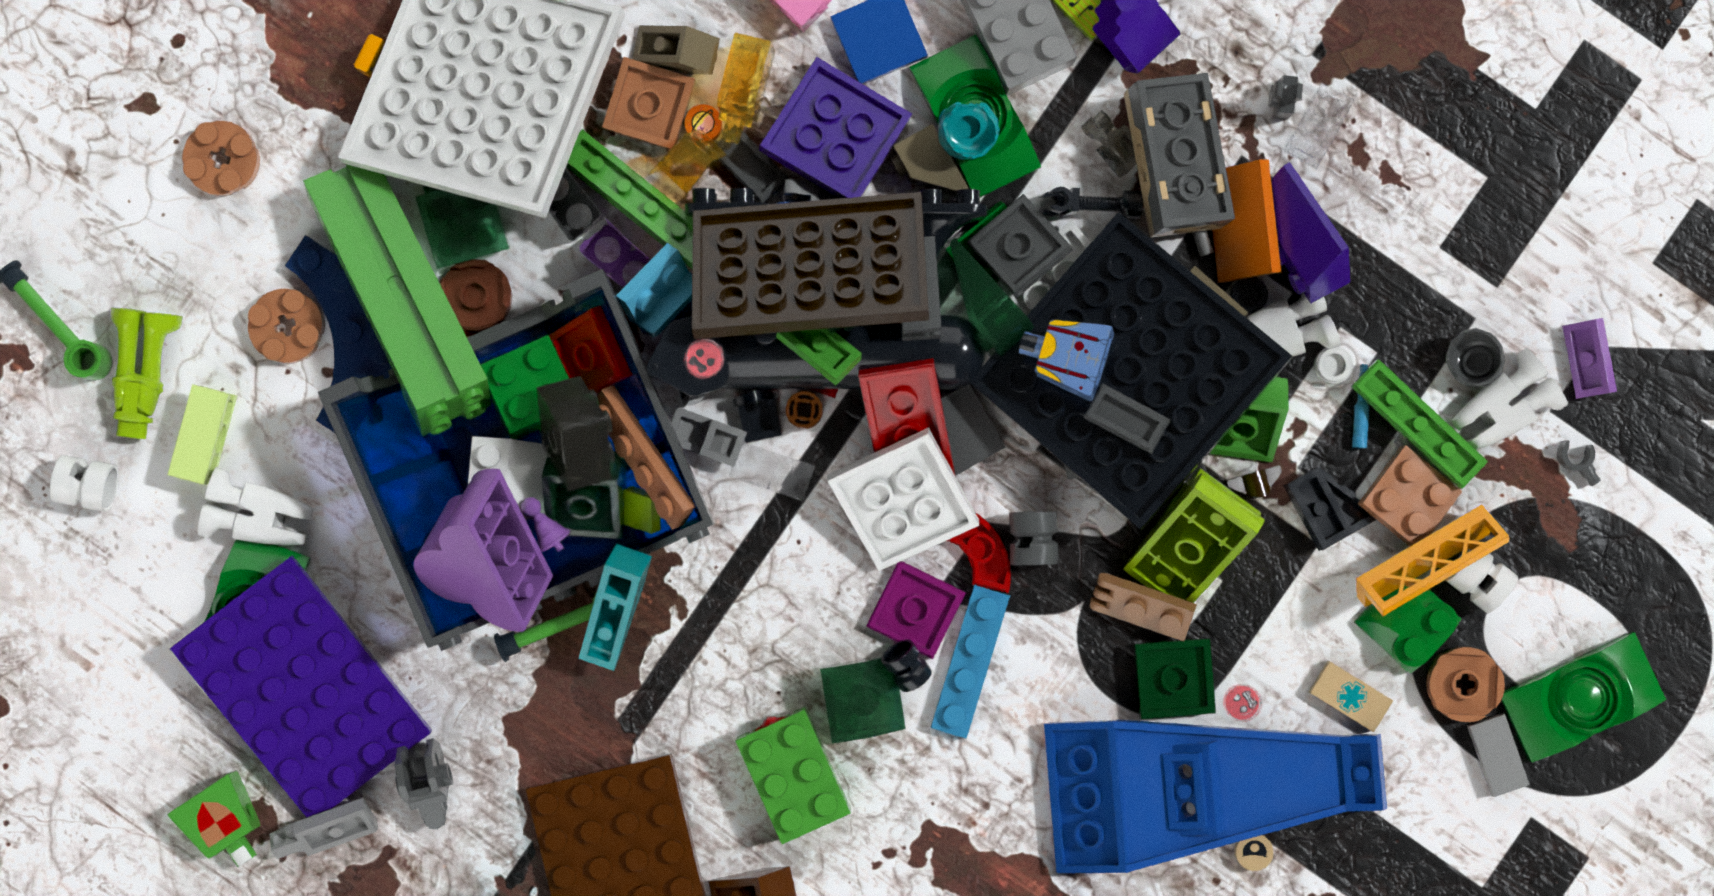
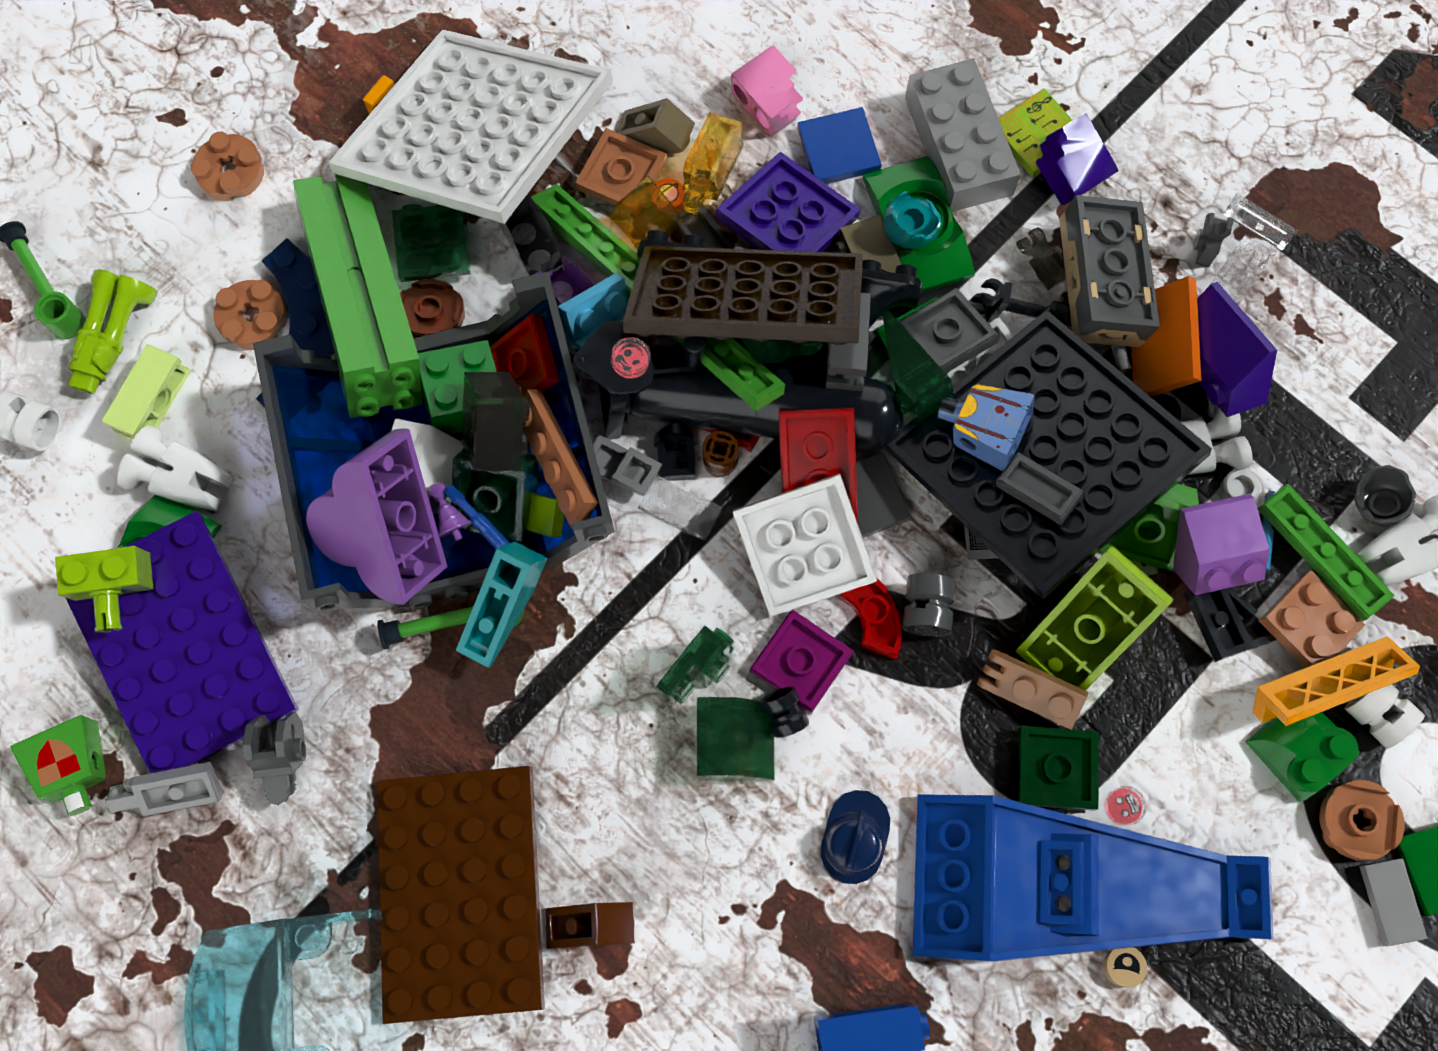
camera: 15 degrees right, 15 degrees down
(222, 646) = (103, 578): none -> lime brick
(576, 527) = (477, 519): none -> blue piece
(793, 775) = (651, 806): bright green piece -> none
(821, 631) = (702, 660): none -> clear green plate
(970, 661) = (849, 722): dark azure plate -> none
(990, 769) = (855, 837): none -> dark blue piece
(1313, 439) = (1221, 545): none -> medium lavender slope
(1338, 60) = (1260, 222): none -> clear slope
(1350, 696) = (1239, 816): tan tile -> none

